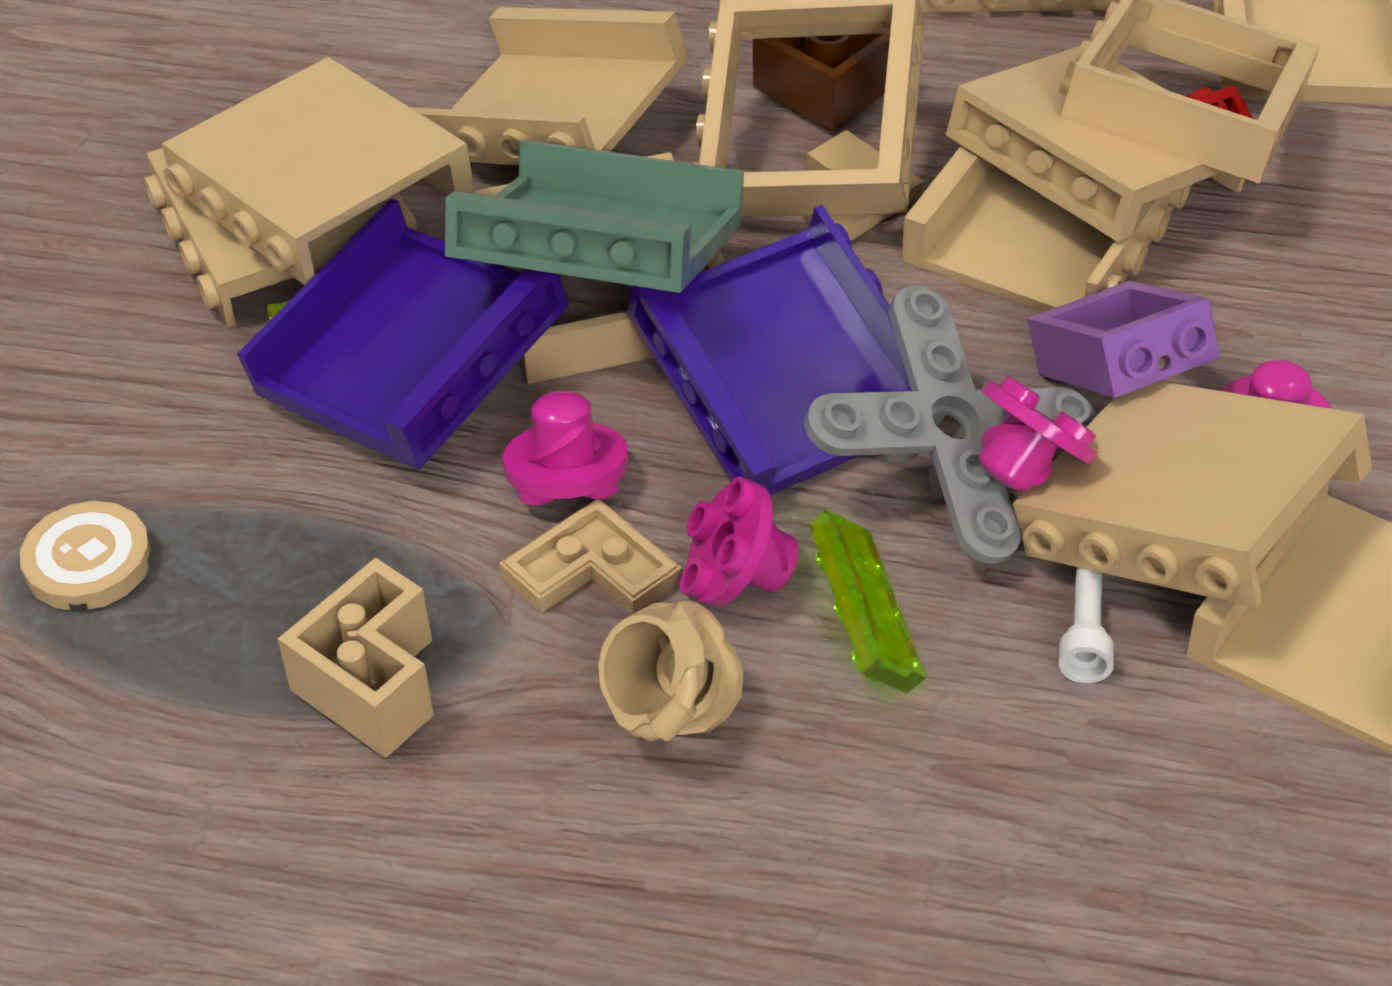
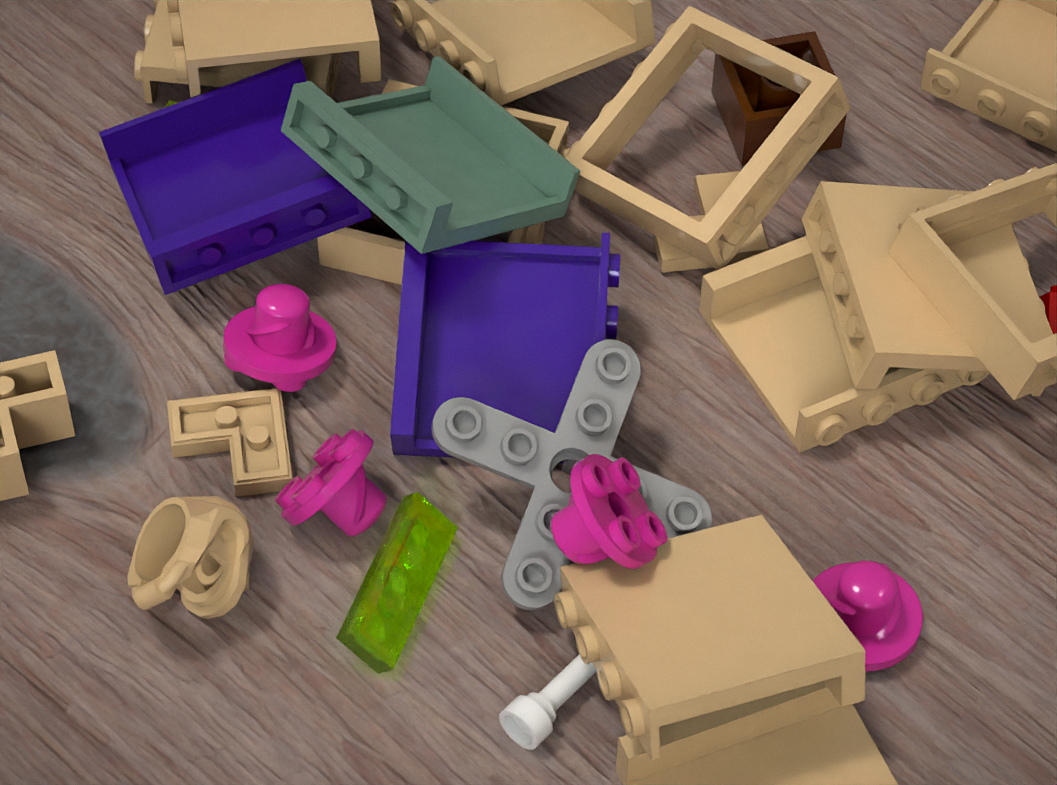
camera: 30 degrees right, 5 degrees up
(1119, 335) = (805, 488): medium lavender window -> none

